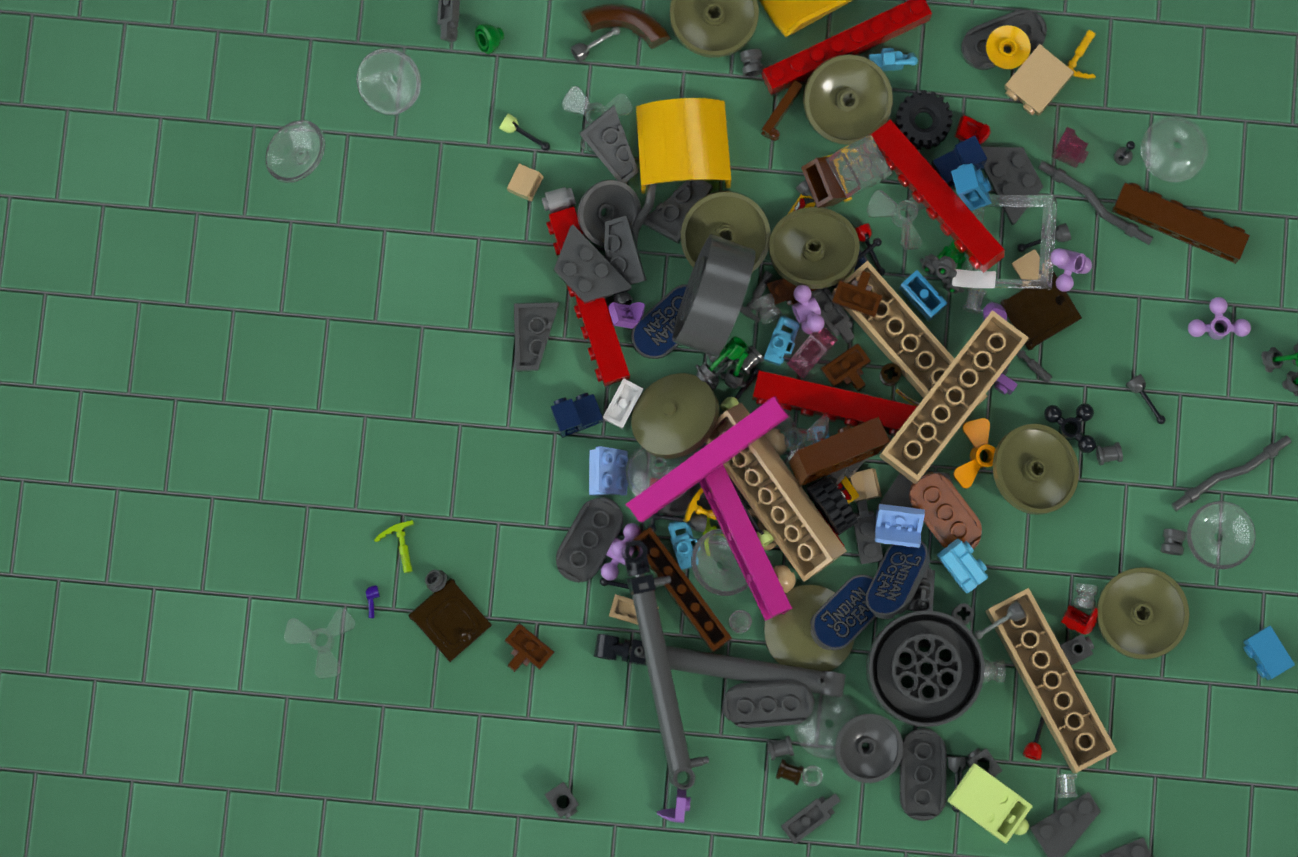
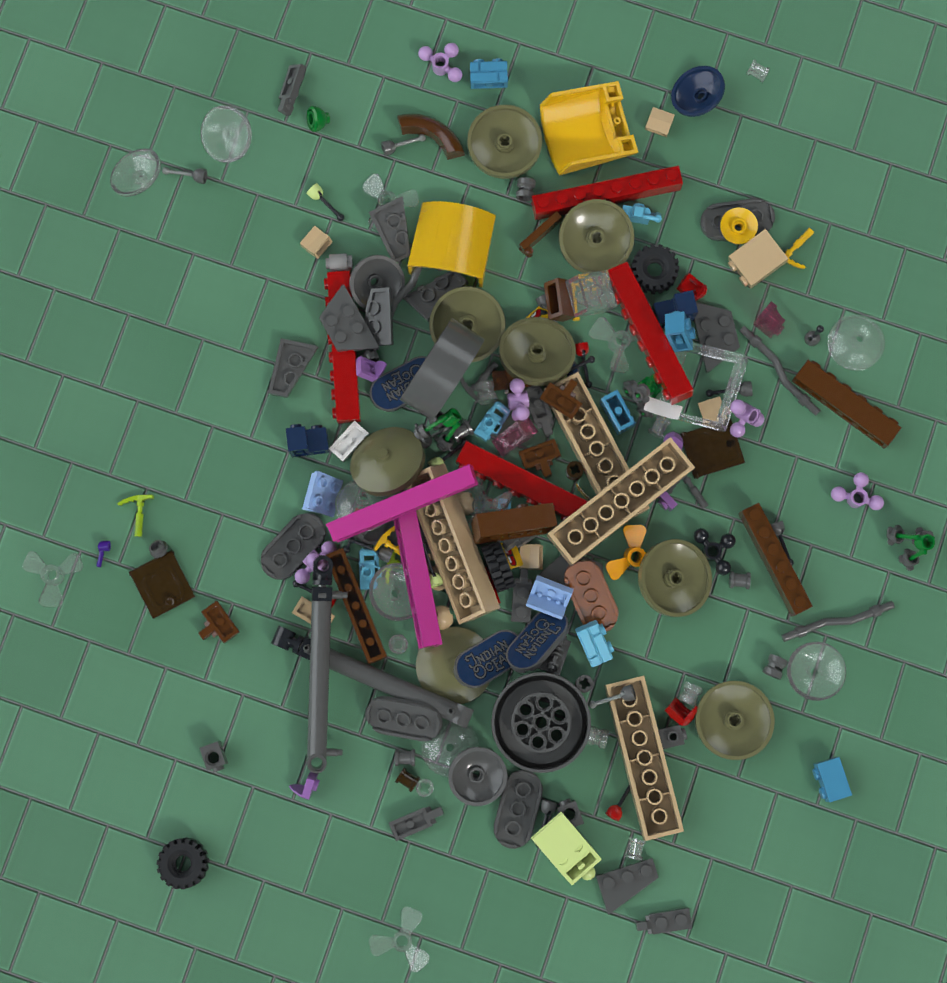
camera: 15 degrees right, 0 degrees up
(368, 137) = (198, 175): none -> hinge
(1143, 420) = (775, 559): none -> reddish brown brick

